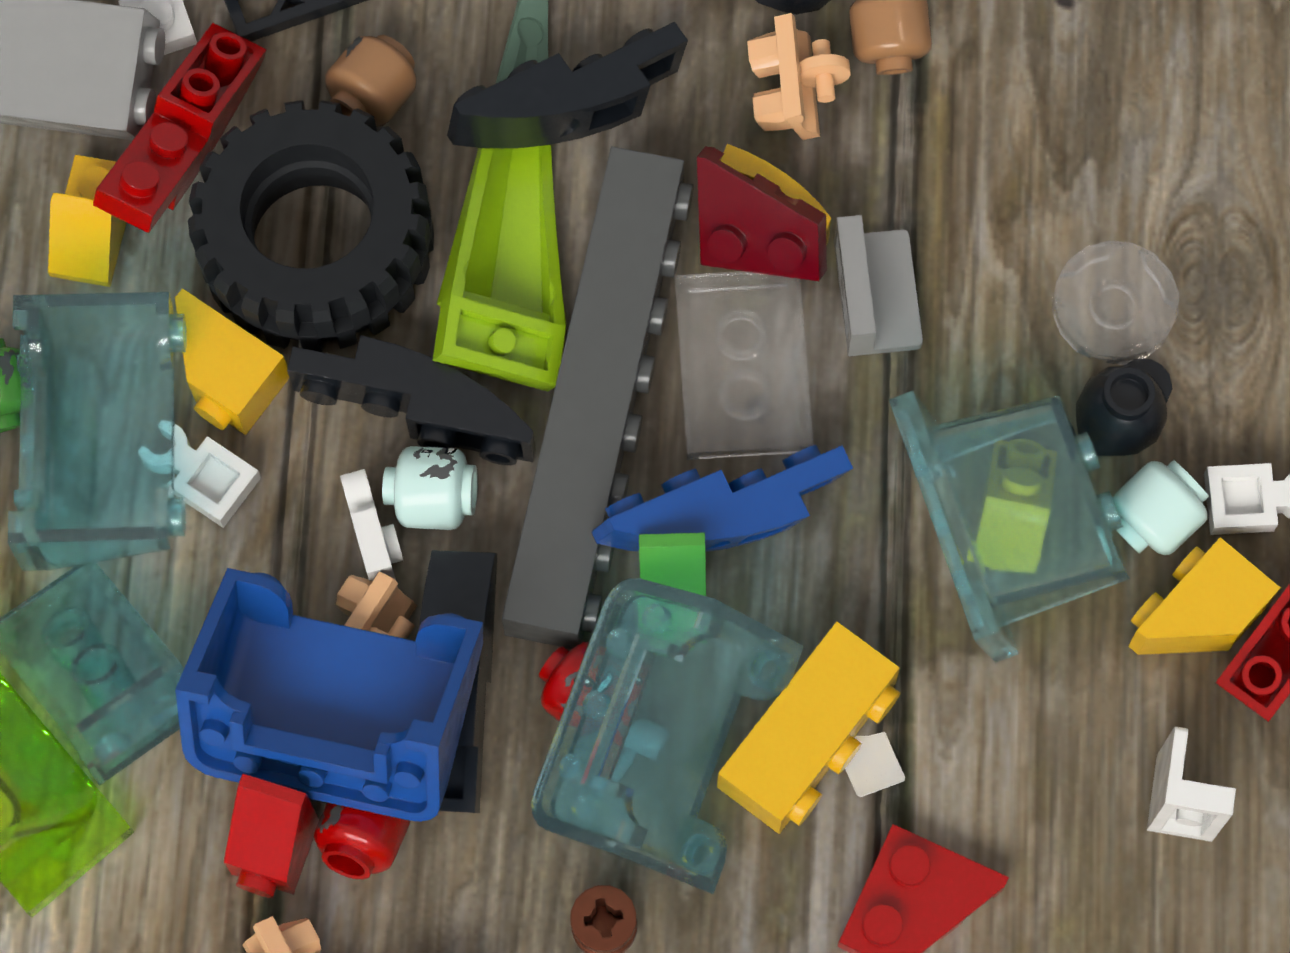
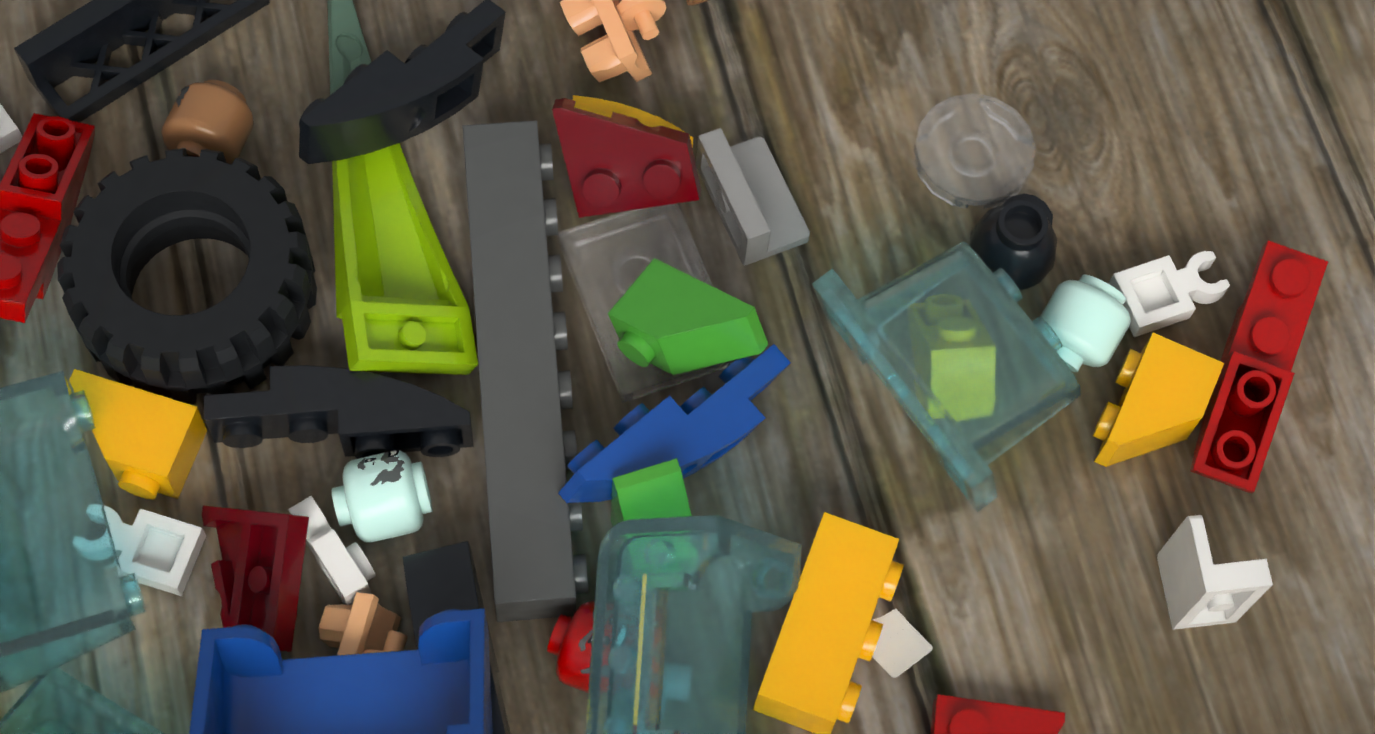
camera: 25 degrees left, 5 degrees down
(298, 525) = (259, 568): none -> dark red wing
(759, 401) = (683, 322): none -> bright green slope

